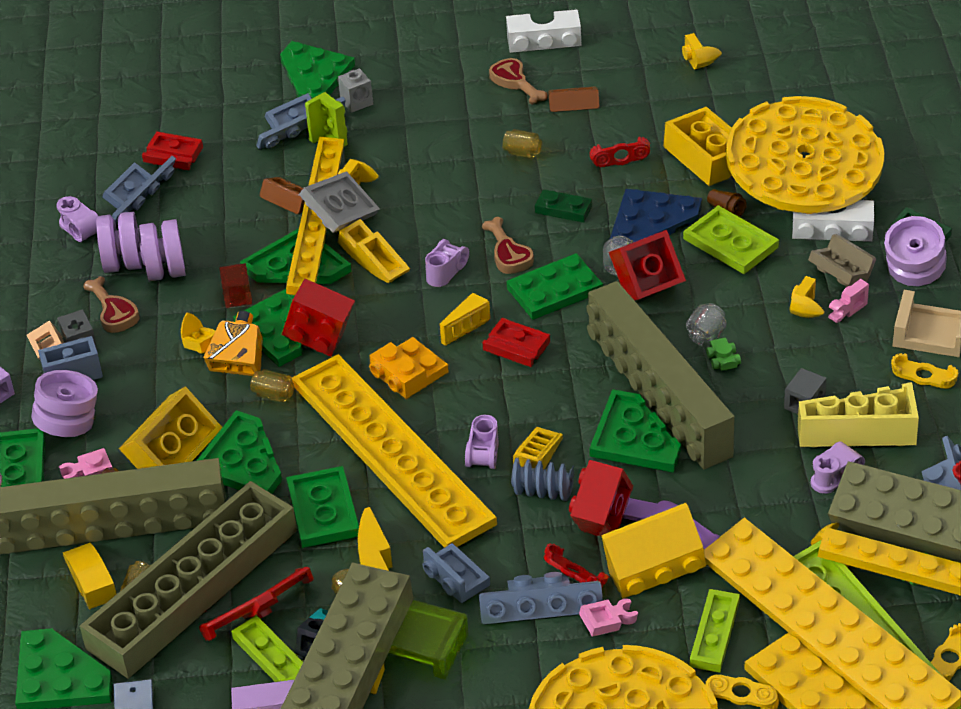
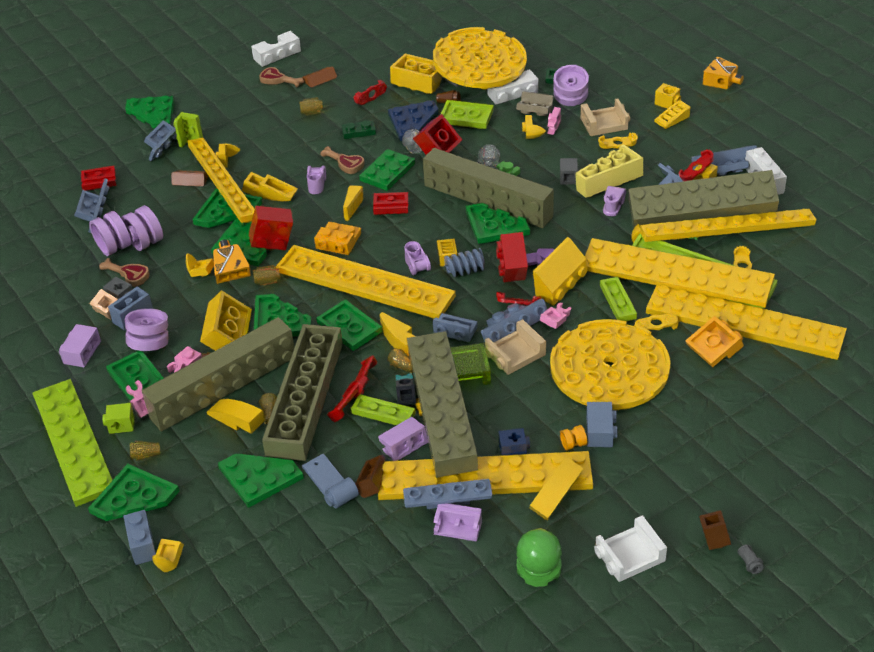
camera: 30 degrees left, 0 degrees up
(76, 218) = (68, 234): lavender piece -> none
(235, 285) = (199, 232): clear red brick -> none
(339, 201) = (232, 166): light grey plate -> none
(355, 89) = (190, 106): light grey brick -> none
(511, 643) = (516, 348): none -> tan panel
(697, 54) = (372, 33): yellow plate -> none

